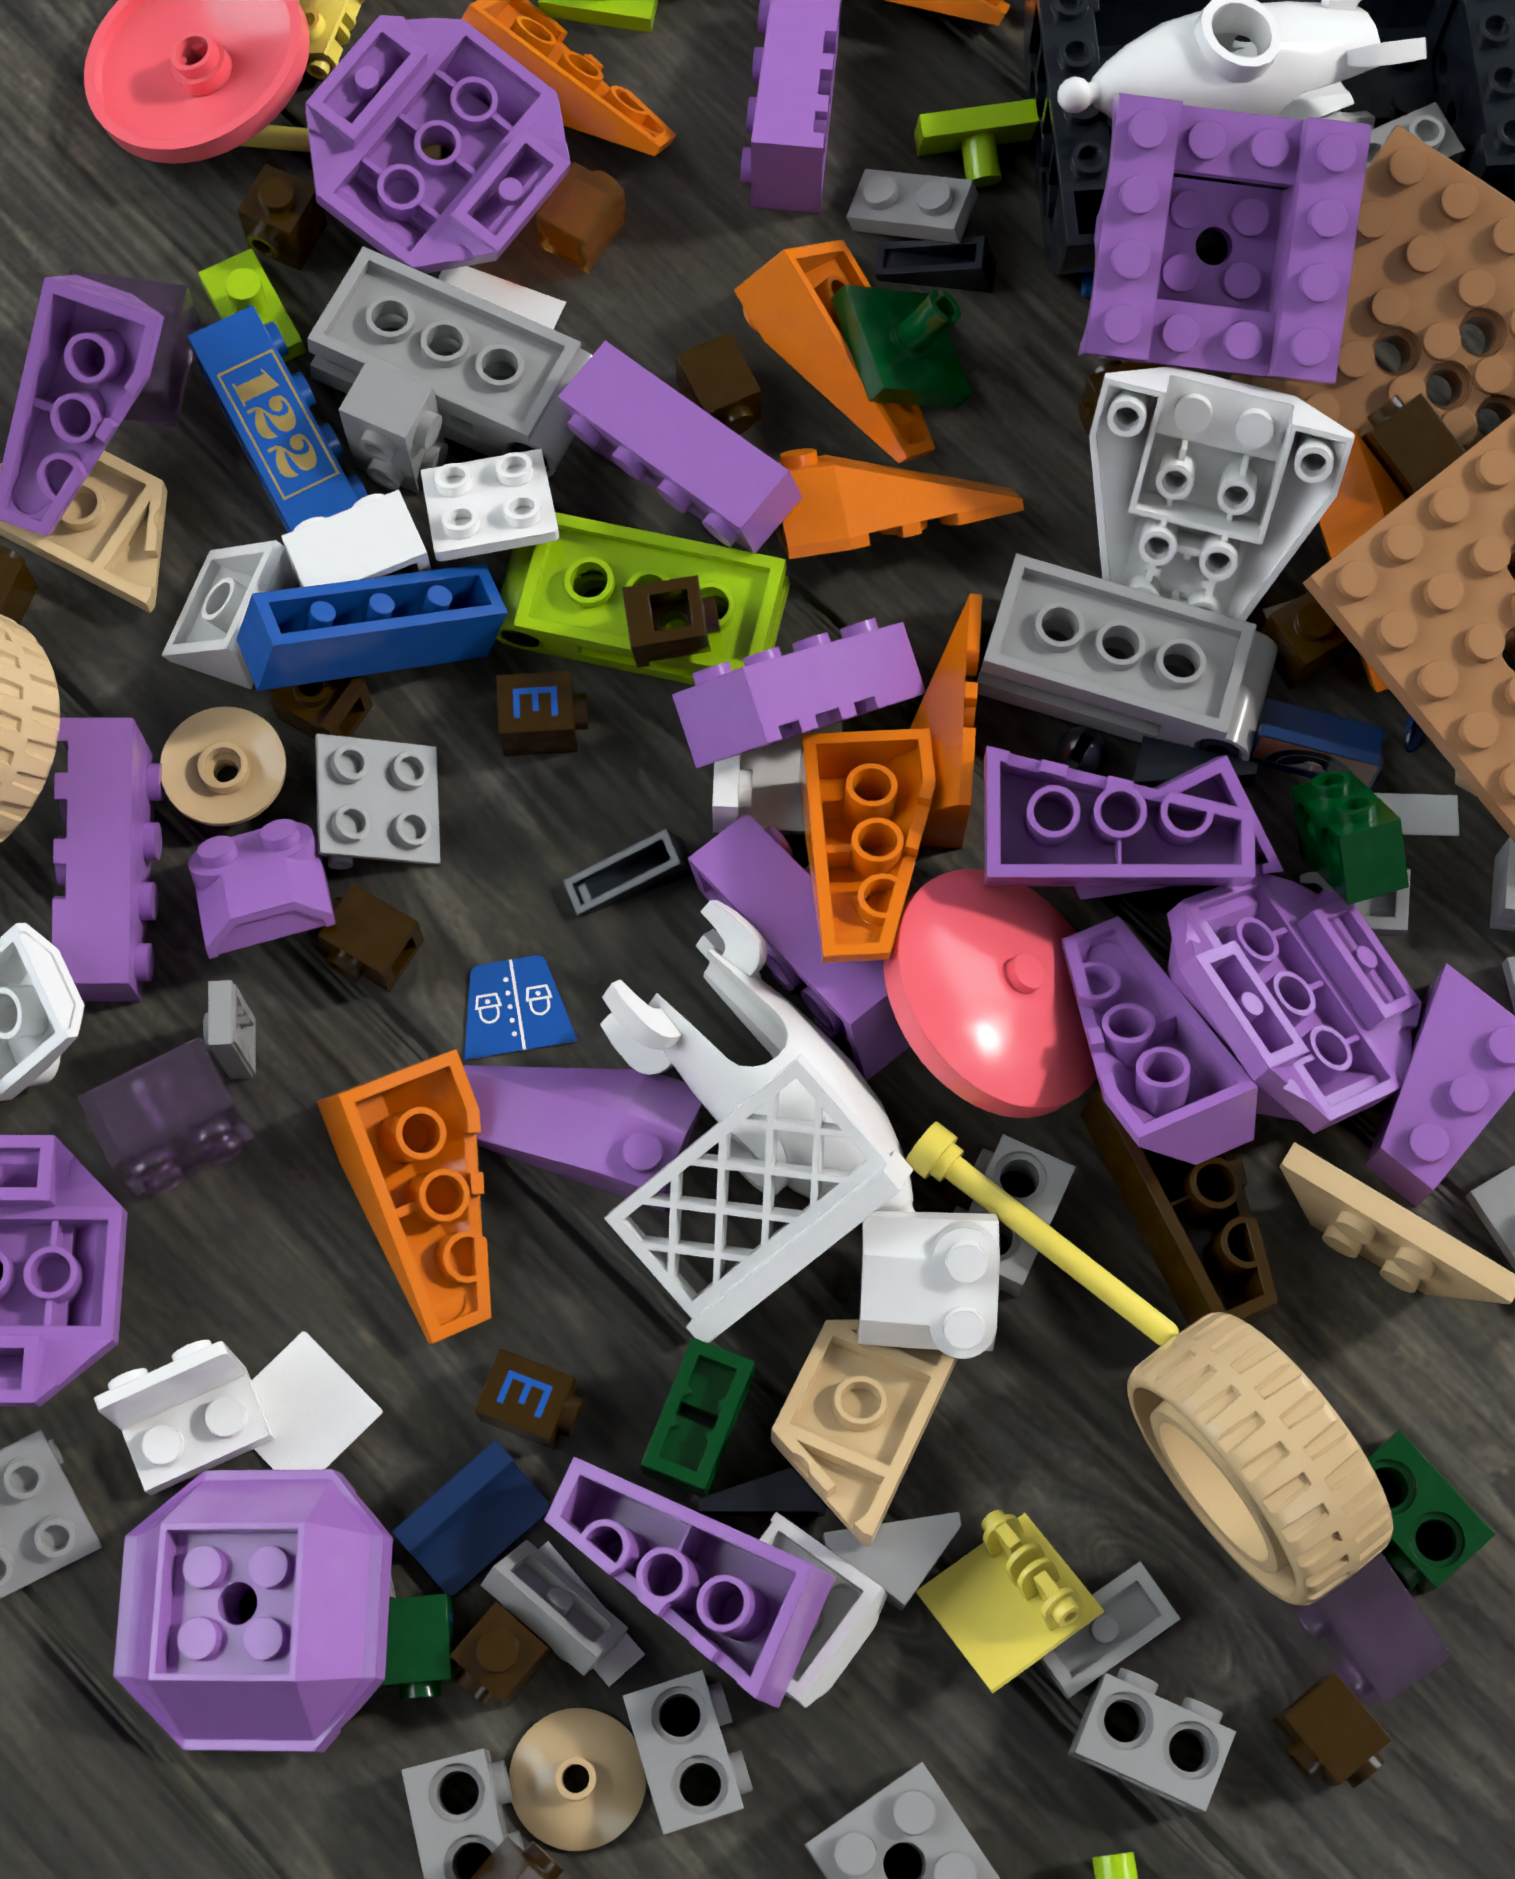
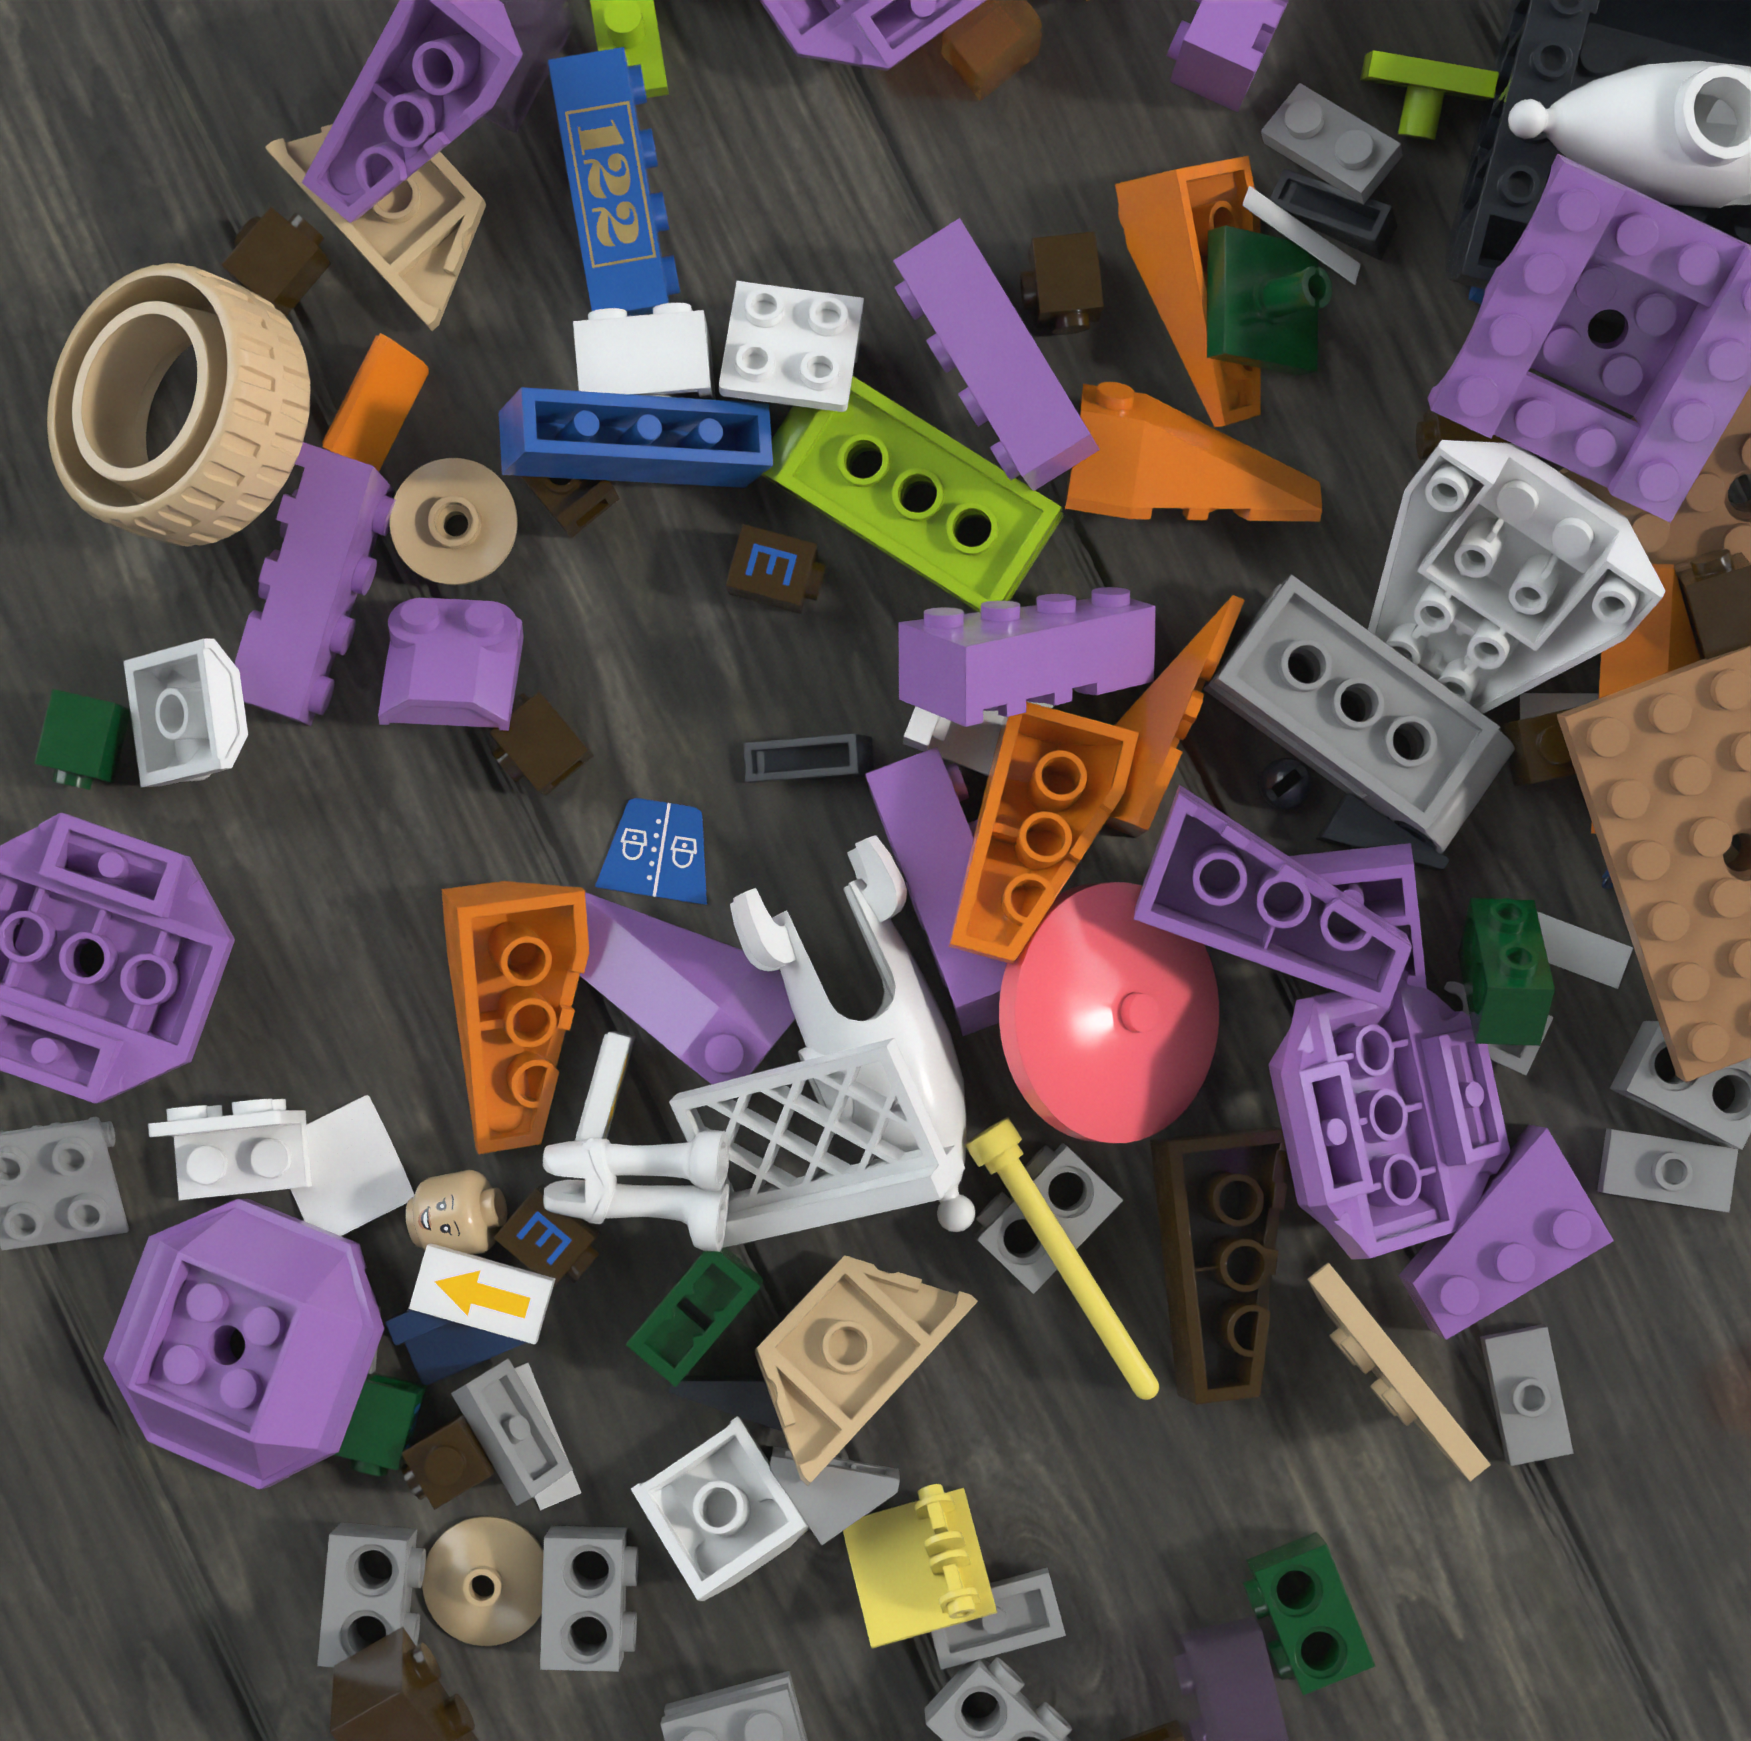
camera: 15 degrees right, 15 degrees up
(119, 674) = (376, 403): none -> orange slope
(167, 1118) = (295, 865): clear purple brick -> none
(217, 605) = (508, 348): white slope -> none
(230, 1030) = (379, 798): light grey plate -> none
(376, 801) = (590, 605): light grey hinge -> none
(393, 427) = (724, 225): light grey brick -> none
(429, 1409) = (456, 1212): none -> tan head
(480, 1465) = (482, 1293): none -> white tile
(488, 366) = (794, 203): light grey hinge -> none
(506, 294) = (885, 104): white sticker -> none
(537, 1245) = (605, 1086): none -> white tile
(656, 604) = (905, 522): dark brown brick -> none
(666, 1306) = (601, 1197): none -> white piece
(713, 1584) = (652, 1468): medium lavender wedge -> none
(908, 284) = (1301, 235): none -> white sticker
(930, 1281) = (950, 1267): white slope -> none
(1154, 1052) = (1229, 1136): medium lavender wedge -> none
(1260, 1458) = (1183, 1543): tan tyre -> none
(1316, 742) = (1518, 855): dark blue panel -> none

